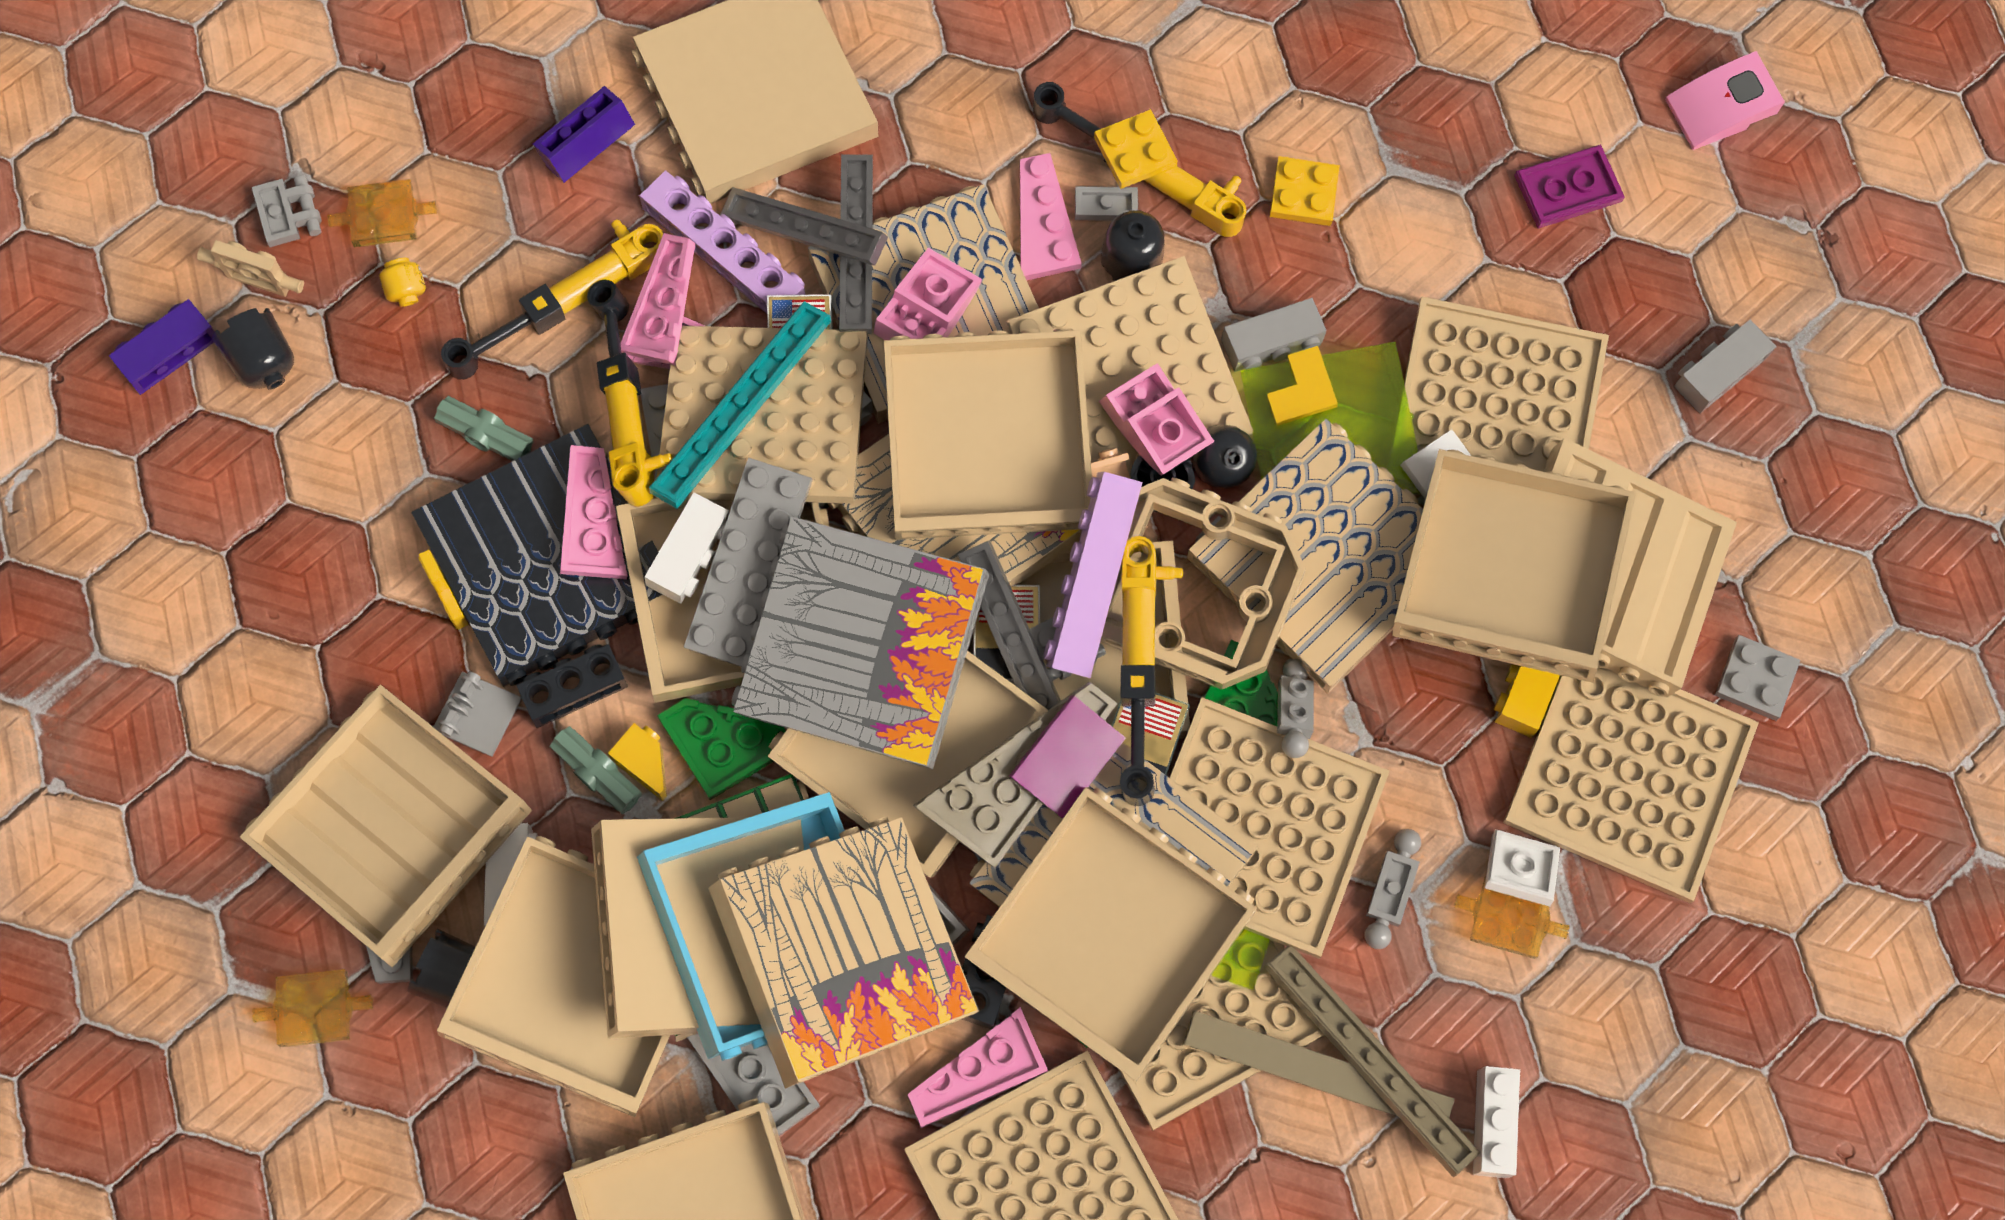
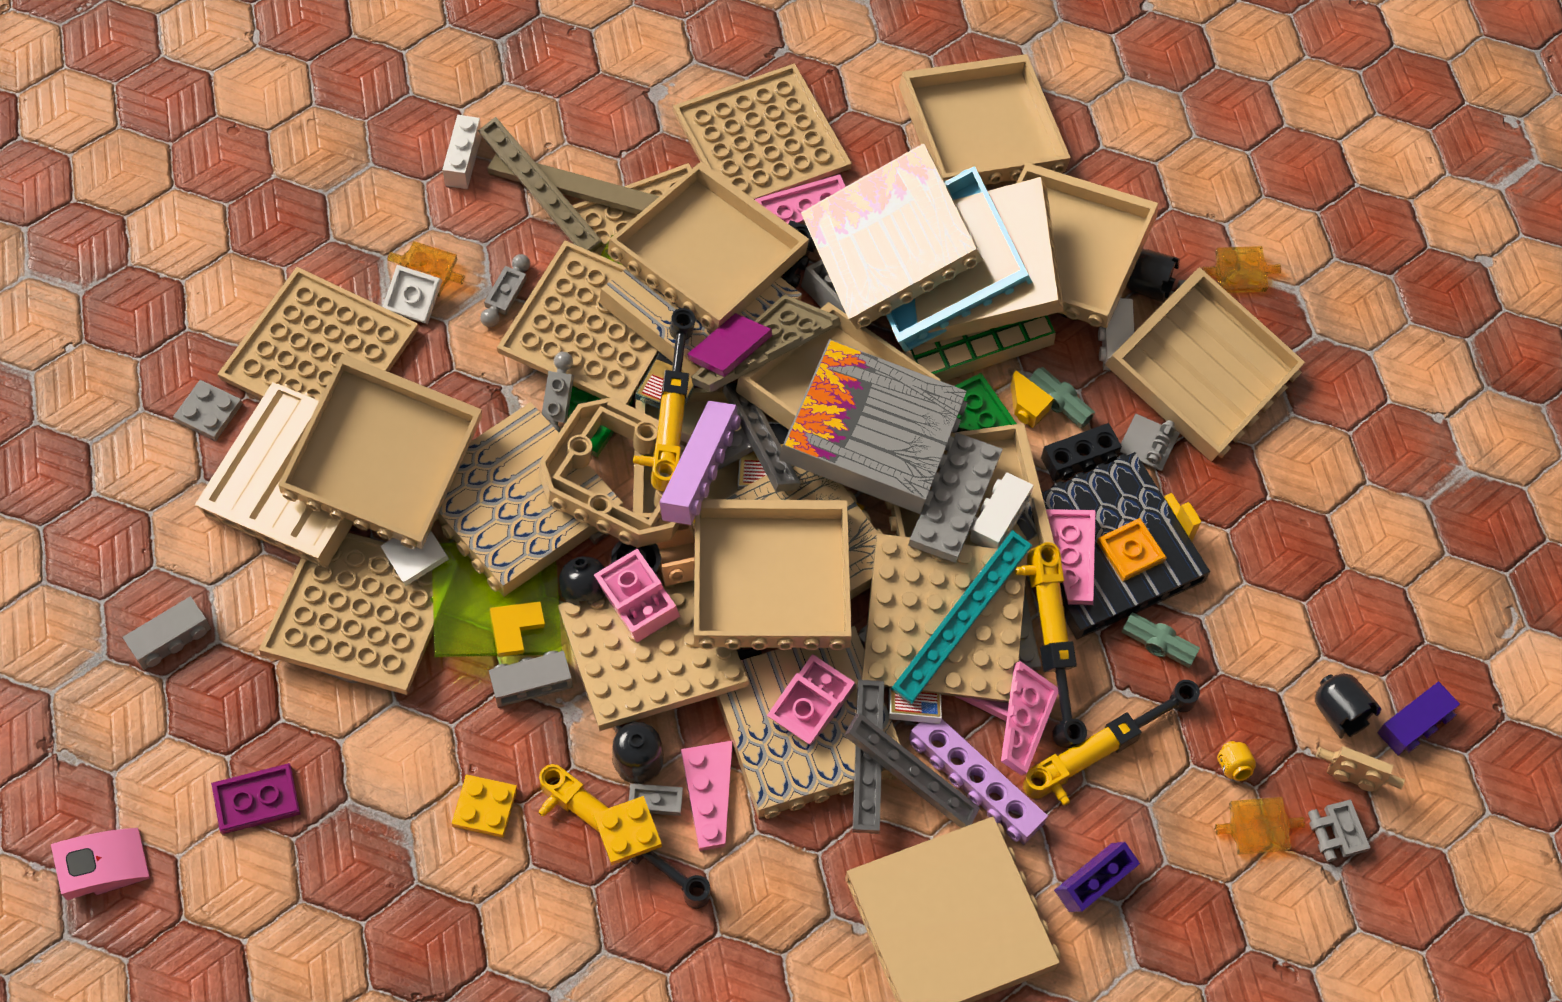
camera: 175 degrees left, 10 degrees down
(514, 531) = (1131, 549): none -> light orange tile

